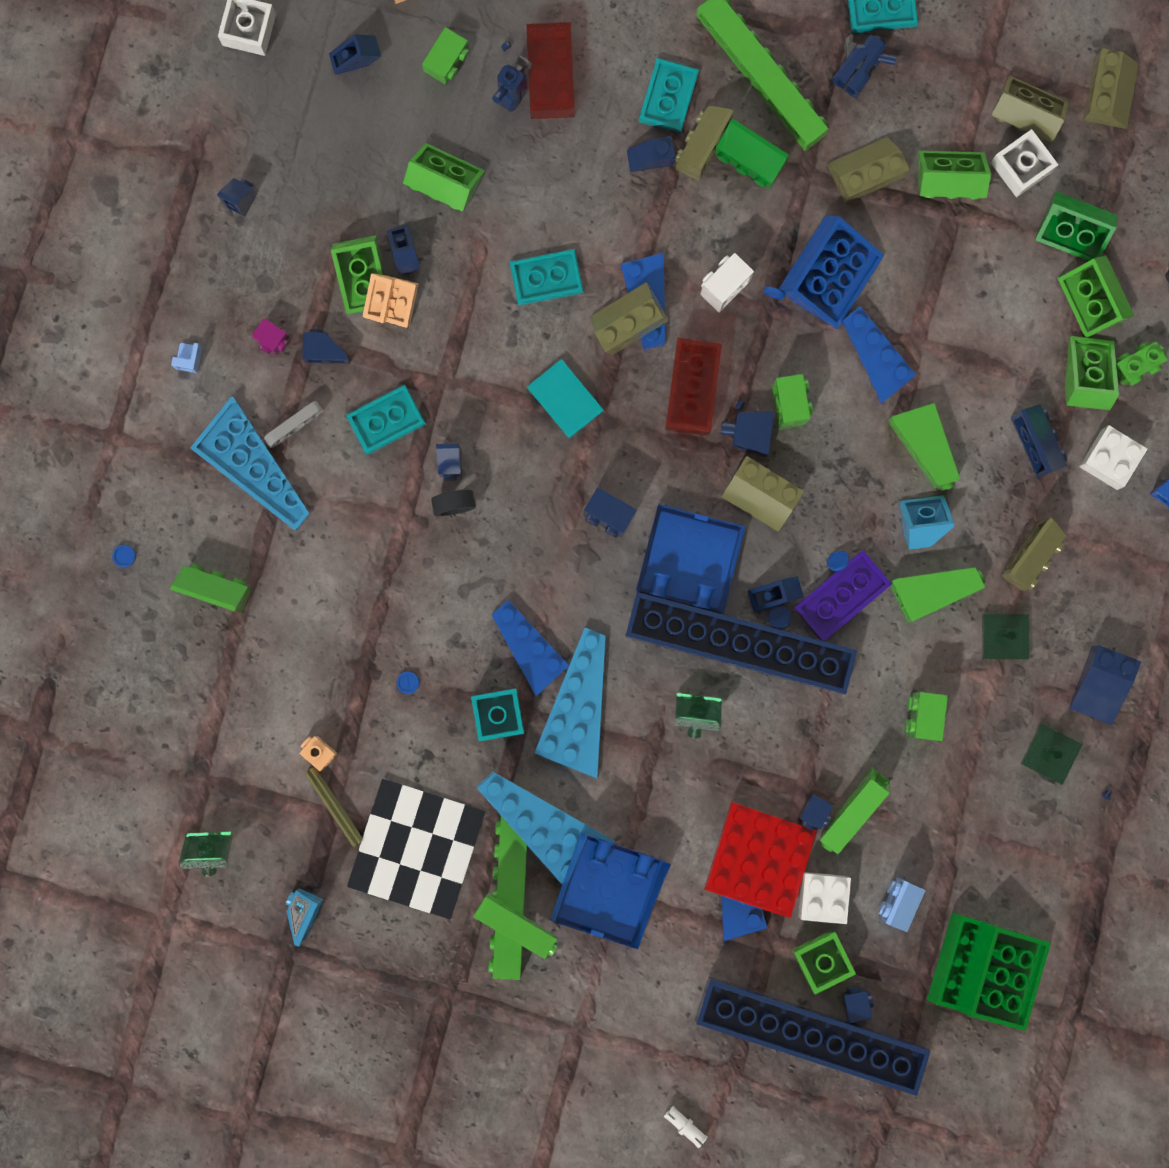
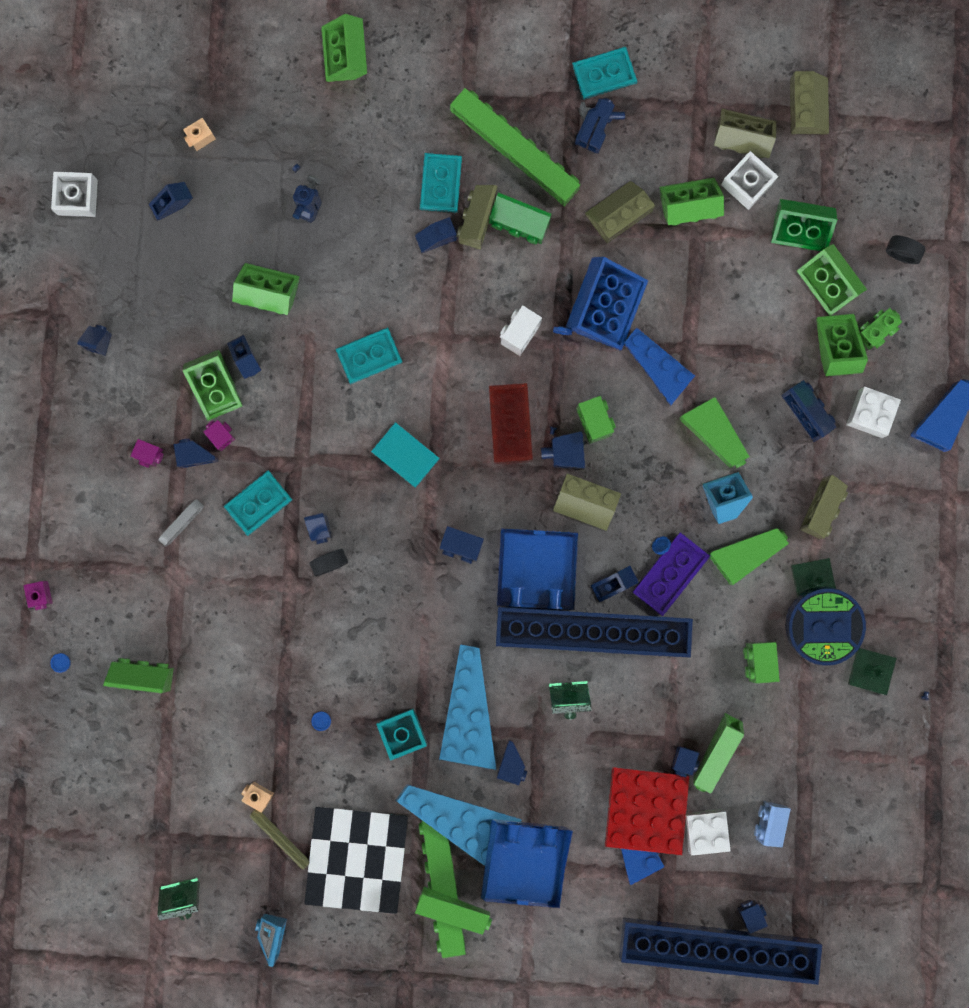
camera: 10 degrees left, 0 degrees up
(114, 473) = (38, 595): none -> magenta brick
(188, 357) = (81, 484): light blue panel -> none
(242, 456) = (141, 557): dark azure wing -> none
(357, 332) = (219, 434): none -> magenta brick
(390, 300) = (241, 402): light nougat slope -> none
(446, 56) = (247, 187): bright green brick -> none
(532, 652) = (422, 675): blue wing -> none
(551, 70) = (338, 181): clear red brick -> none
(616, 777) = (512, 765): none -> dark blue slope
(628, 319) = (444, 378): olive slope -> none
(651, 271) = (456, 354): blue wing -> none
(779, 617) = (621, 602): blue piece -> none
(823, 961) = (717, 886): bright green brick -> none
(988, 971) = (857, 866): green slope -> none
(1008, 690) = (825, 625): none -> piece
(1104, 684) = (904, 603): dark blue slope -> none

